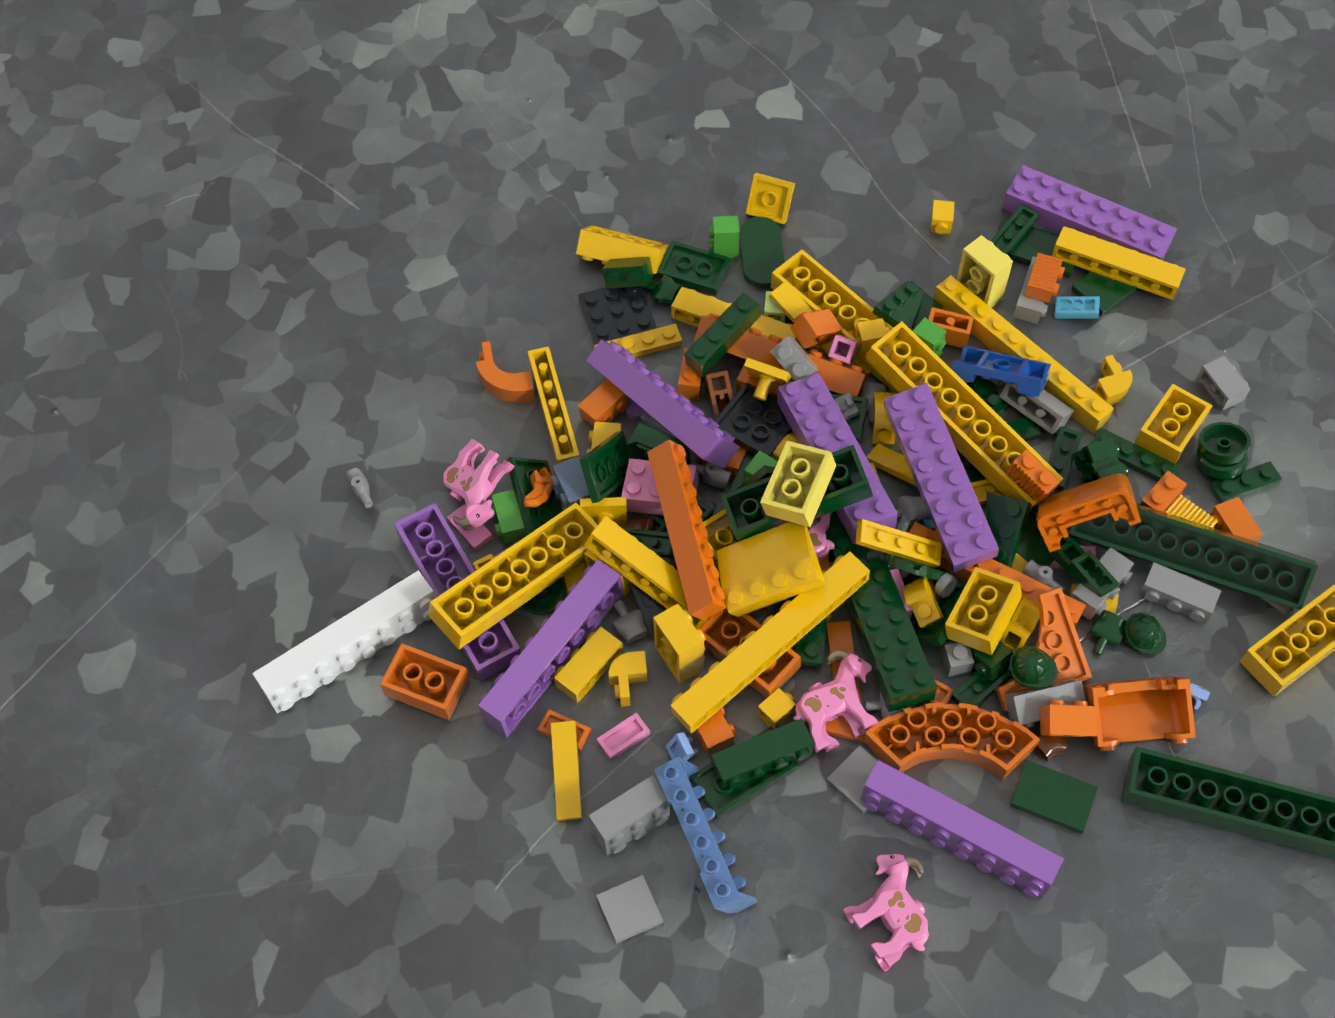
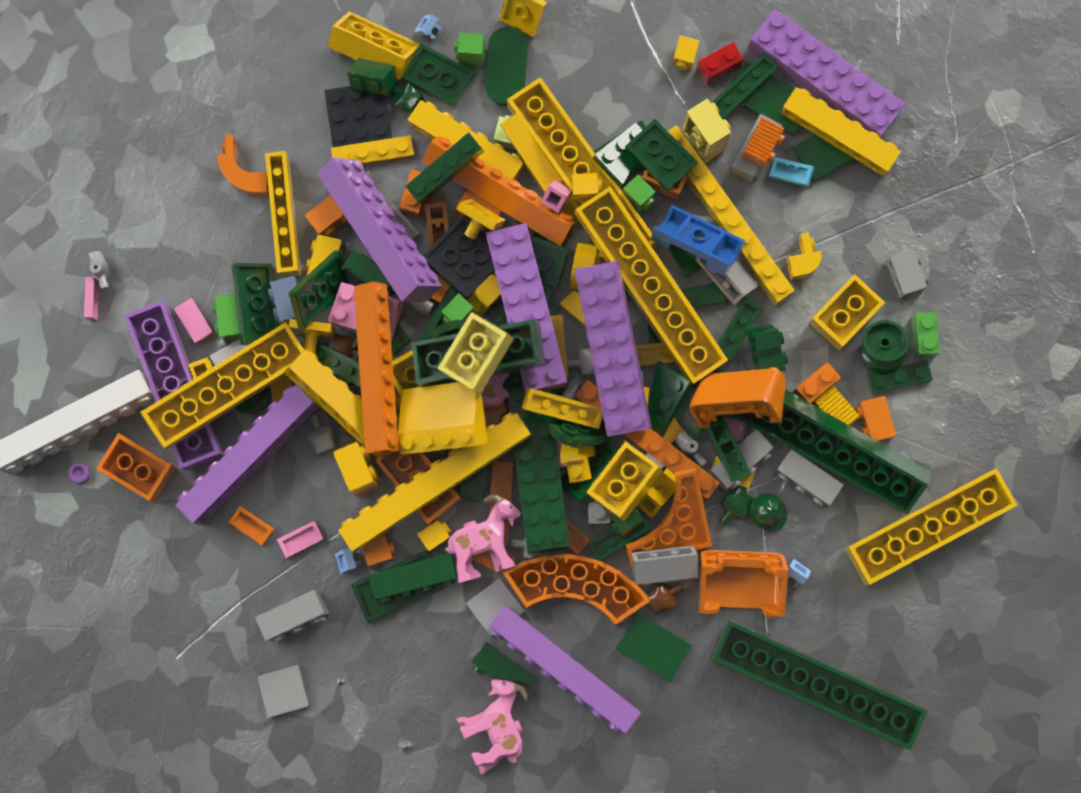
camera: 10 degrees right, 20 degrees up
(354, 520) = (91, 299): none -> bright pink tile
(358, 700) = (79, 473): none -> medium lavender tile
(474, 484) = (200, 283): bright pink animal -> none
(542, 488) = (259, 298): orange piece -> none
(566, 771) = (247, 564): yellow tile -> none
(588, 664) = (279, 470): yellow brick -> none
(626, 670) = (309, 480): yellow brick -> none
(674, 225) = (426, 25): none -> light blue tile
(704, 844) = (345, 646): medium blue window -> none
(794, 359) = (508, 204): light grey brick -> none
(816, 328) = (534, 171): orange brick -> none
(847, 406) = (546, 256): light grey tile -> none
(876, 838) = (496, 664): none -> dark green slope
(943, 298) = (661, 155): none -> dark green plate
(945, 585) = (599, 449): light grey tile -> none
(979, 221) = (720, 63): none -> red brick
(1032, 667) = (657, 537): dark green piece -> none
(1033, 476) = (697, 359): orange brick -> none
(1068, 720) = (677, 588): orange brick -> none
(1139, 458) = (805, 336): dark green plate -> none
(1265, 439) = (925, 335): none -> bright green brick

